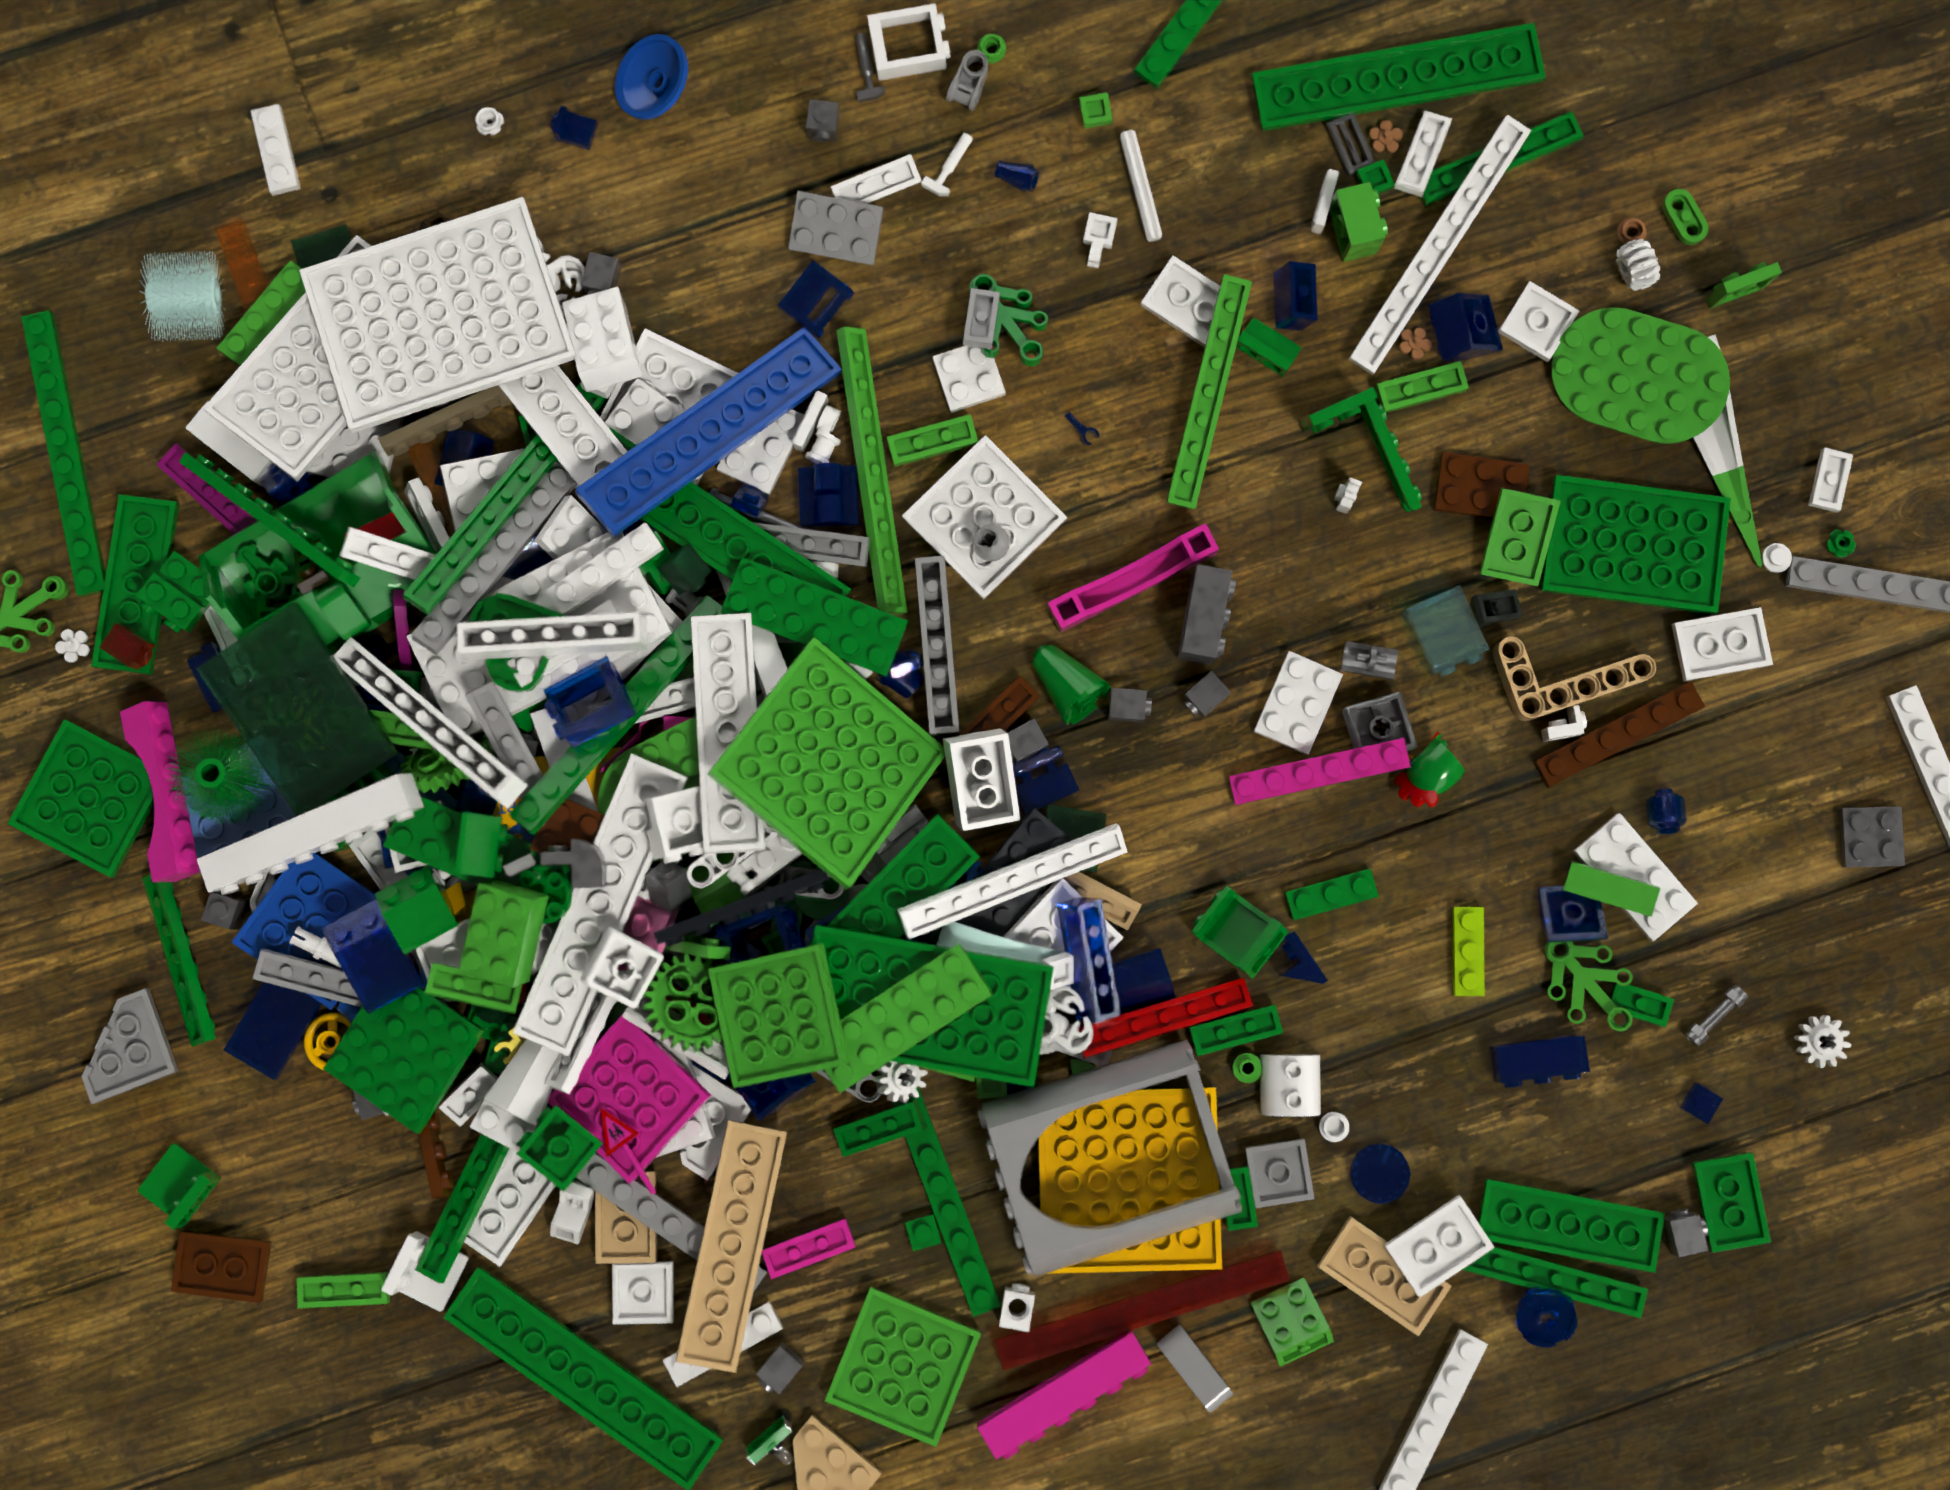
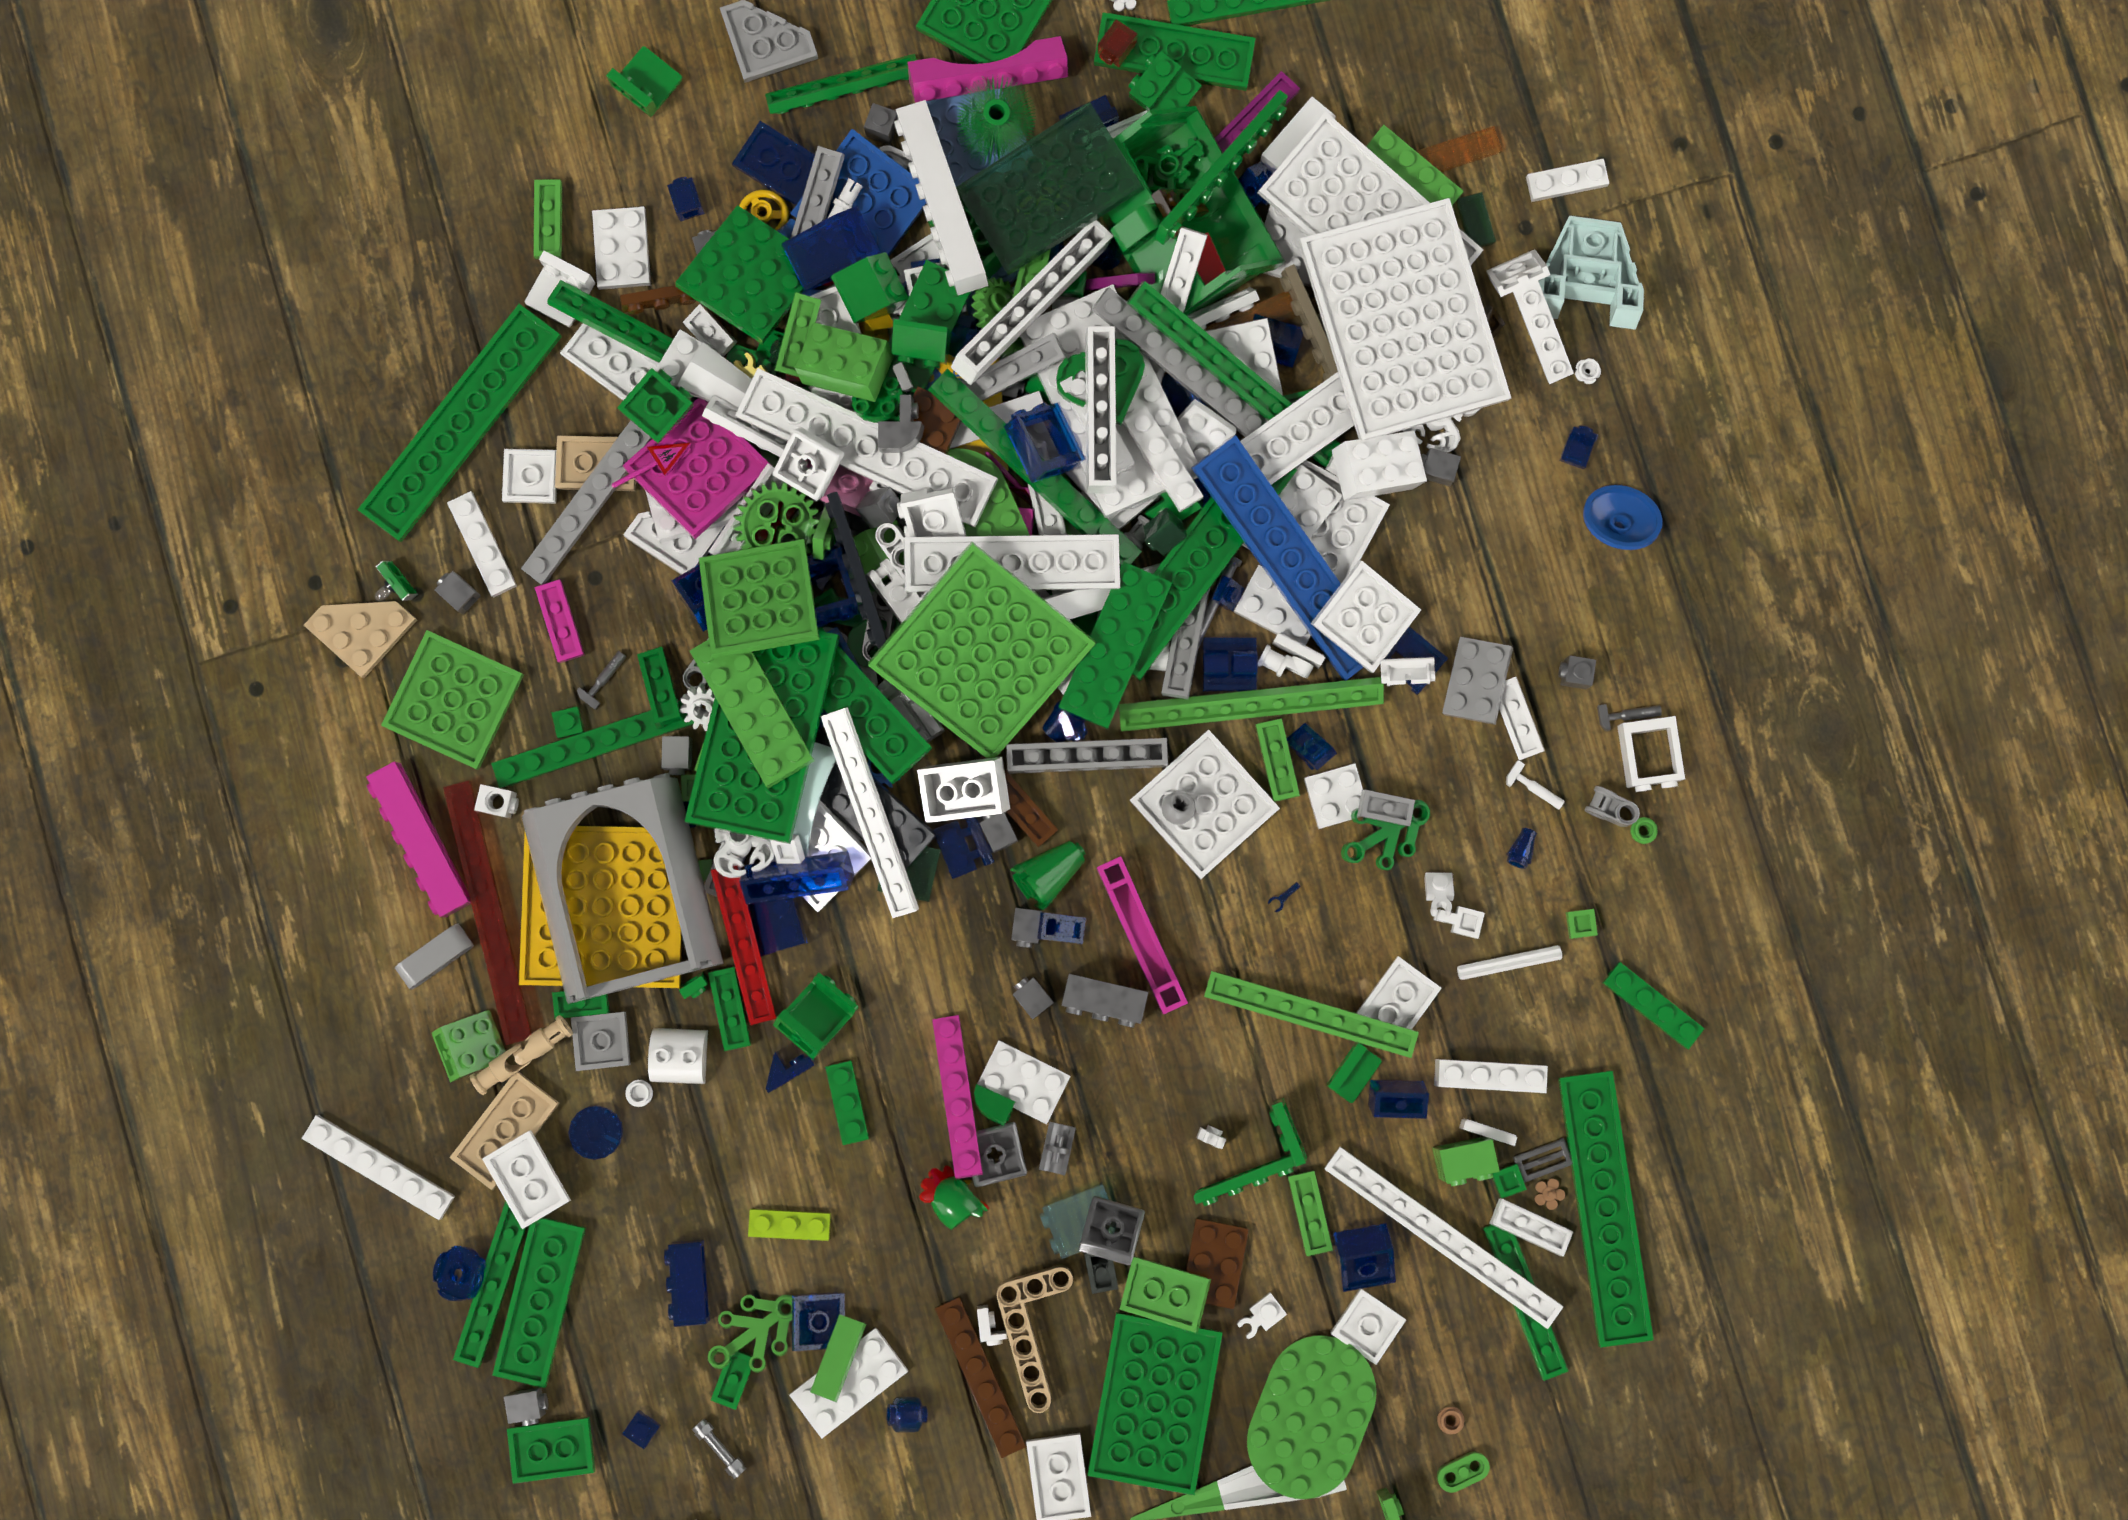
camera: 90 degrees right, 0 degrees up
(183, 296) = (1430, 96): light aqua piece -> none
(221, 1266) = (574, 115): reddish brown plate -> none
(316, 1131) = (685, 198): none -> clear blue brick
(372, 119) = (1594, 266): none -> light aqua wedge
(375, 1203) = (621, 248): none -> white plate
(387, 187) = (1521, 278): none -> white bracket
(572, 1212) = (601, 417): white brick -> none
(731, 1246) = (564, 553): tan plate -> none
(771, 346) = (1366, 616): none -> white plate
(830, 311) = (1414, 669): none -> white hinge
(873, 1196) = (601, 680): none -> flat silver piece
(917, 403) = (1311, 747): none -> clear blue slope
(955, 1105) = (676, 754): none -> light grey brick
(1067, 259) = (1440, 891): none -> white plate
(1116, 906) = (848, 901): tan plate -> none
(1128, 666) = (1061, 928): none -> clear blue slope
(1213, 1071) = (694, 986): none -> green plate
(1240, 1061) = (704, 1017): bright green plate -> none
(1264, 200) = (1490, 1076): none -> white brick
(1292, 1248) = (533, 1047): none -> tan piece
(1326, 732) = (993, 1105): none -> green brick
(1415, 343) = (1352, 1209): medium nougat plant -> none
(1448, 578) = (1117, 1246): none -> flat silver brick
(1531, 431) = (1265, 1313): none -> white plate
(1638, 264) = (1417, 1422): white gear -> none

